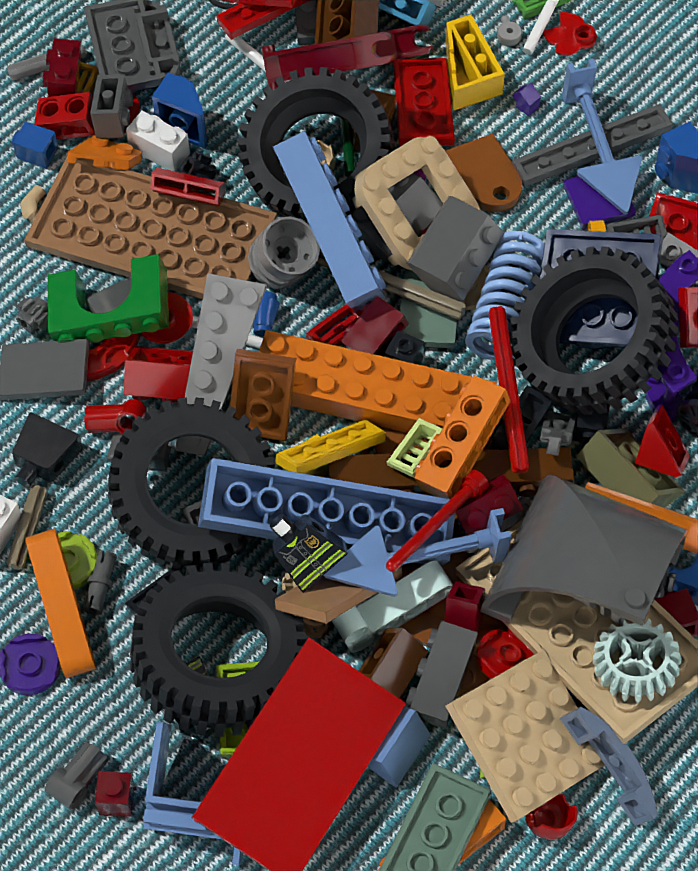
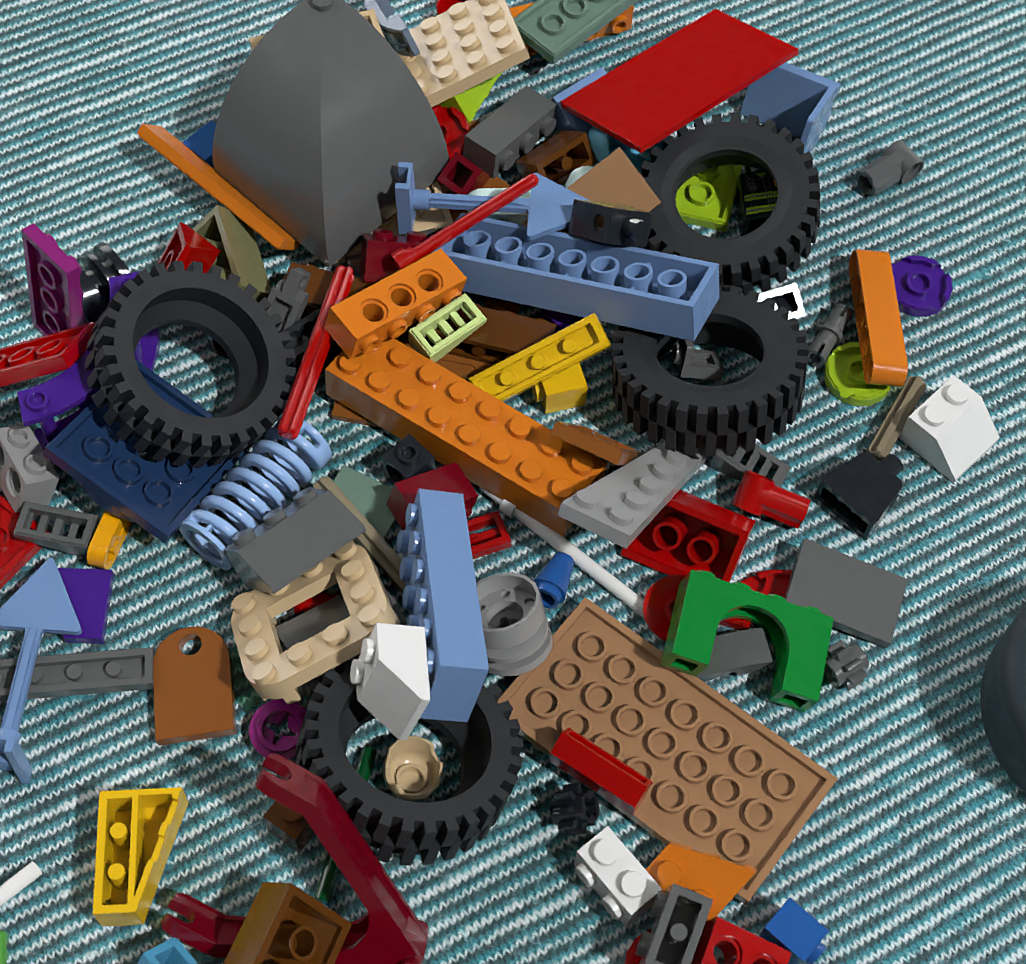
camera: 165 degrees left, 0 degrees up
(30, 201) = (818, 844): tan arm -> none
(115, 794) = (857, 139): dark red brick -> none
(179, 106) = (574, 903): blue slope -> none
(340, 145) = (393, 676): none -> white slope
(423, 100) = (219, 829): red tile -> none
(509, 32) = (44, 919): light grey piece -> none
(527, 99) = (77, 772): dark purple piece -> none

